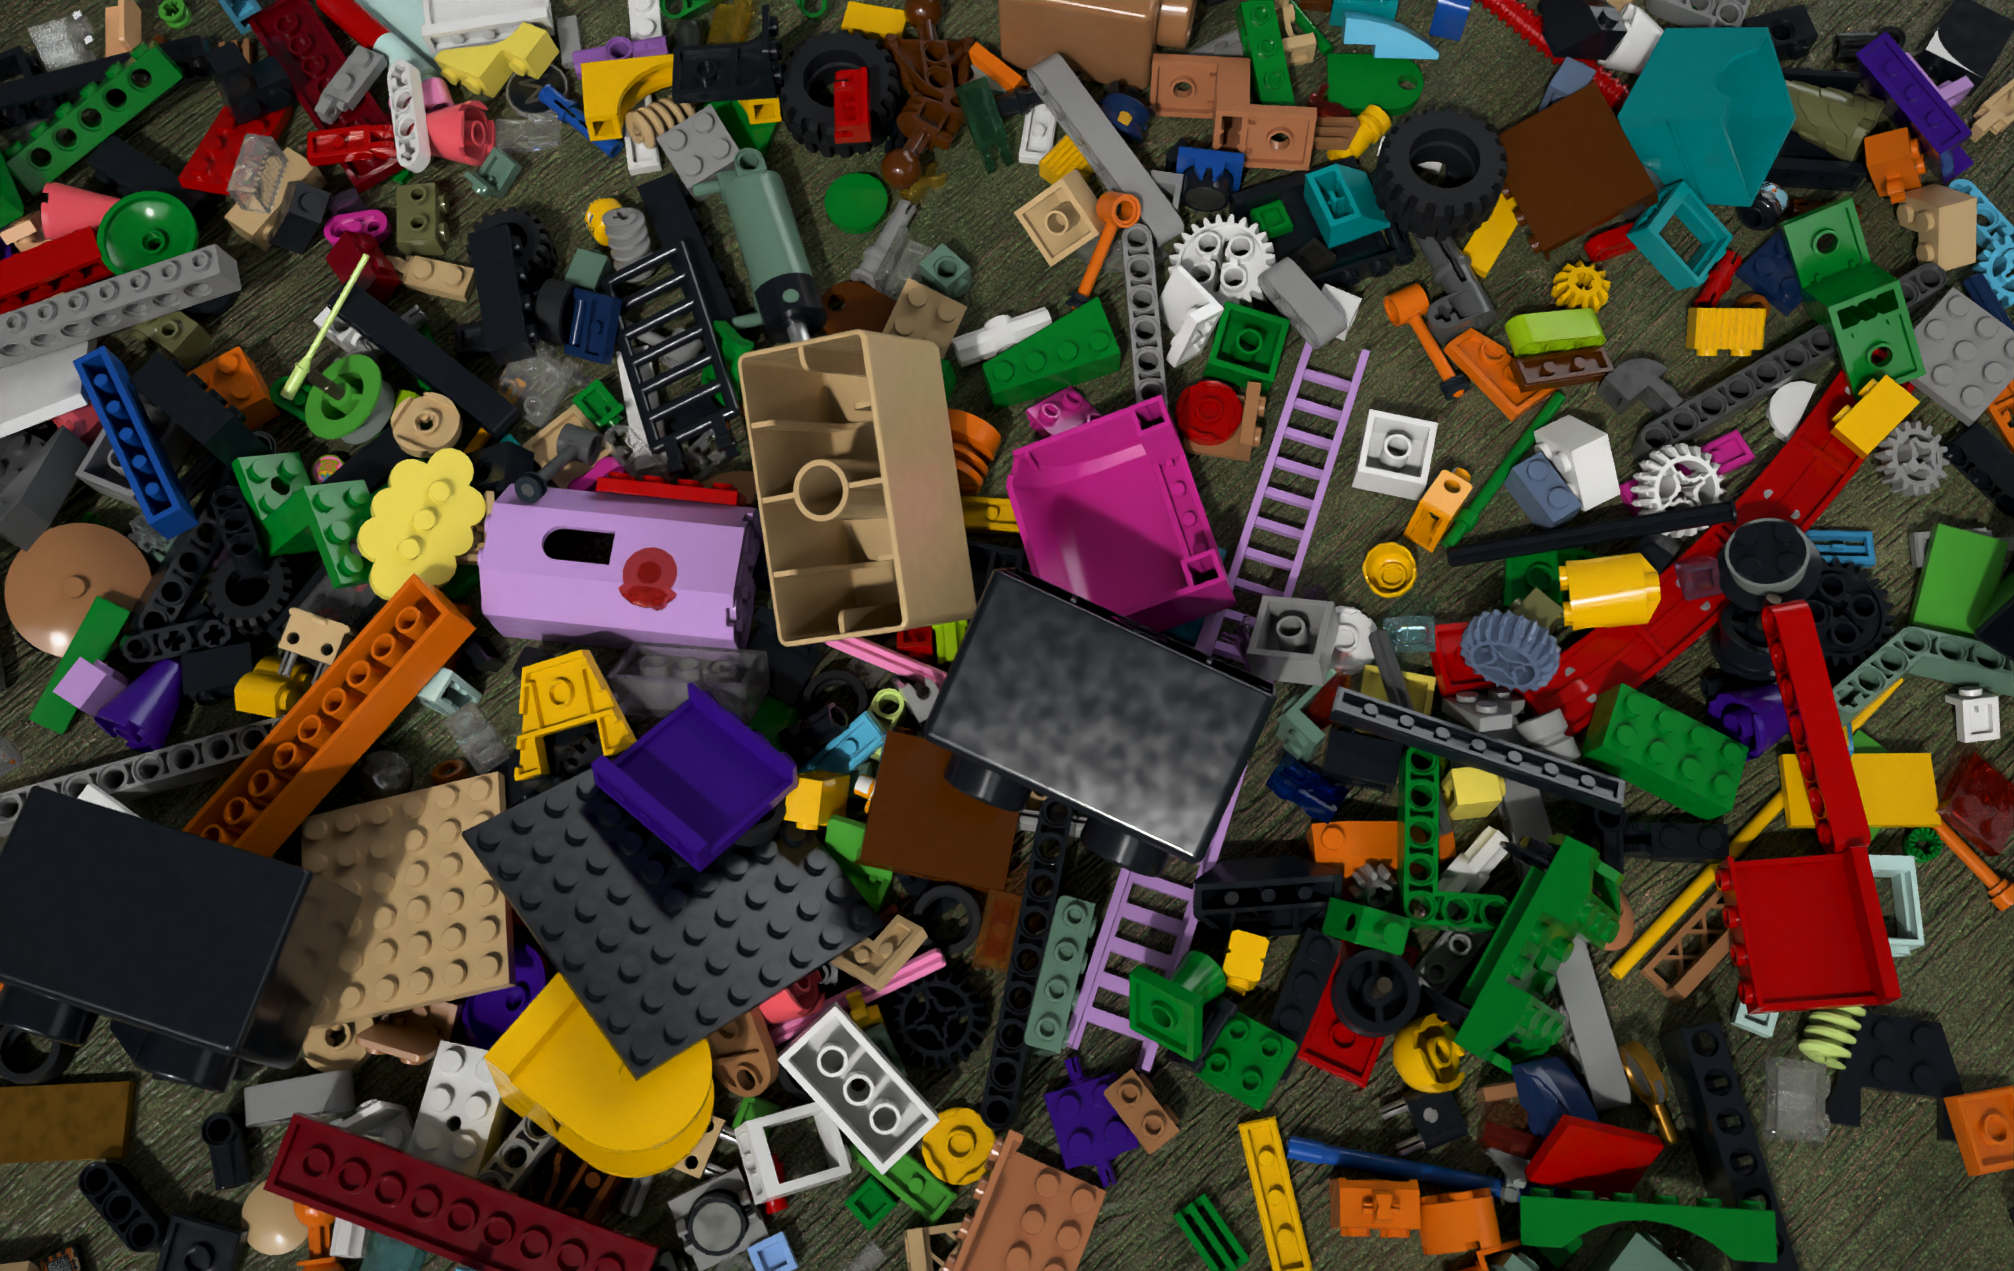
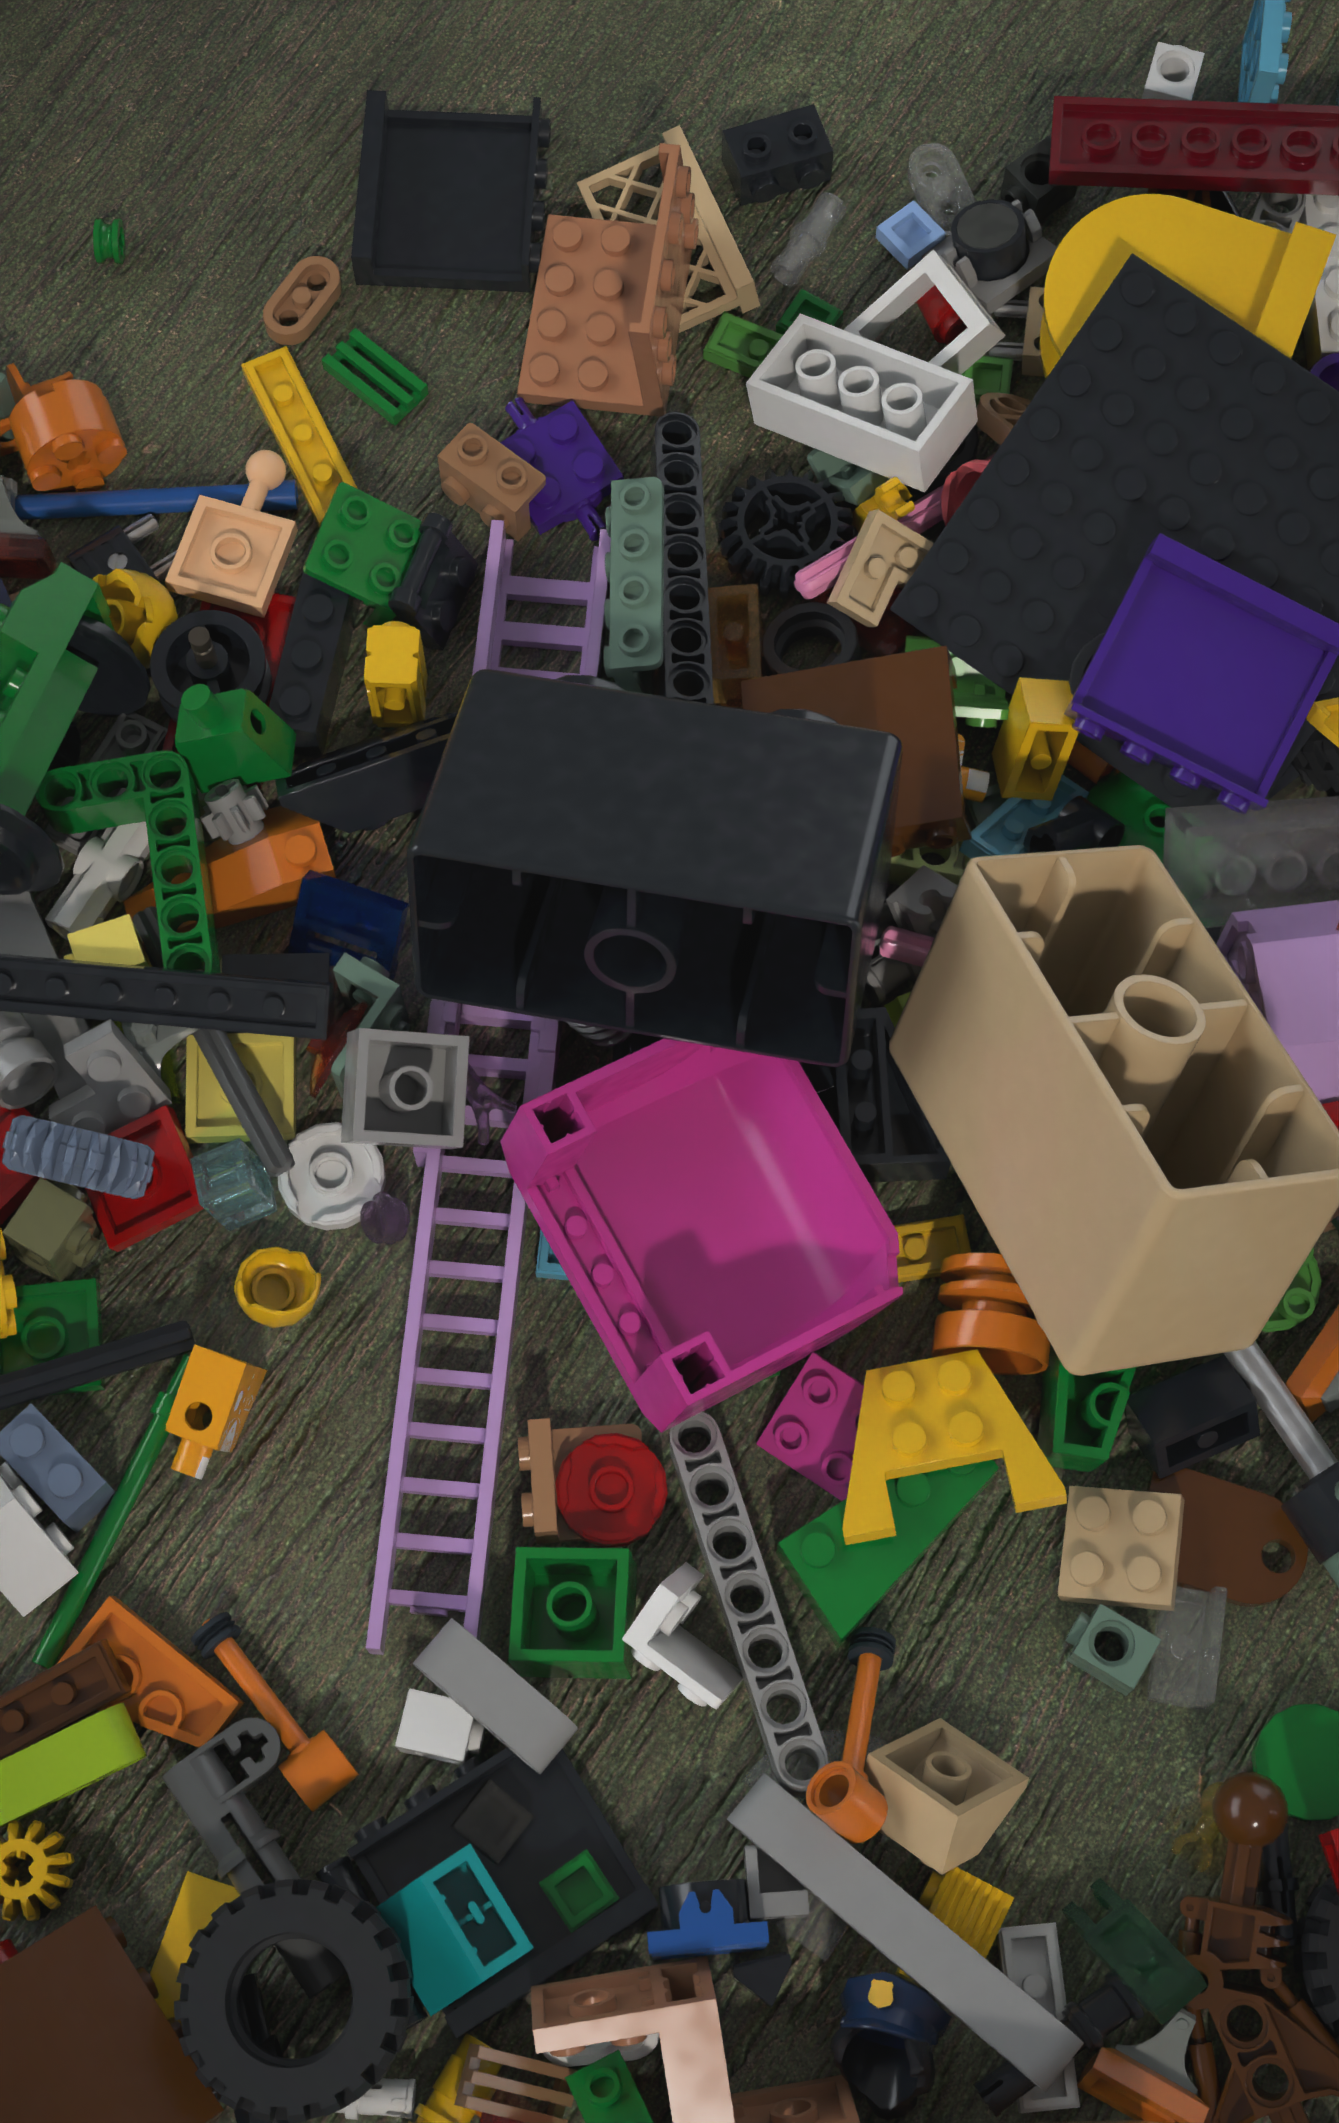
camera: 160 degrees right, 0 degrees up
(875, 254) = (1238, 1661): light grey pin -> none
(958, 1146) = (719, 404): yellow tile -> none
(998, 336) = (978, 1558): white piece -> none
(1014, 393) = (934, 1419): none -> yellow wing
(1172, 1008) = (469, 584): green plant -> none
(1243, 268) = (697, 1773): white gear -> none
(1345, 1098) = (236, 551): none -> light nougat plate
(1374, 1205) = (175, 431): orange hinge -> none
(1394, 455) = (297, 1475): white brick -> none

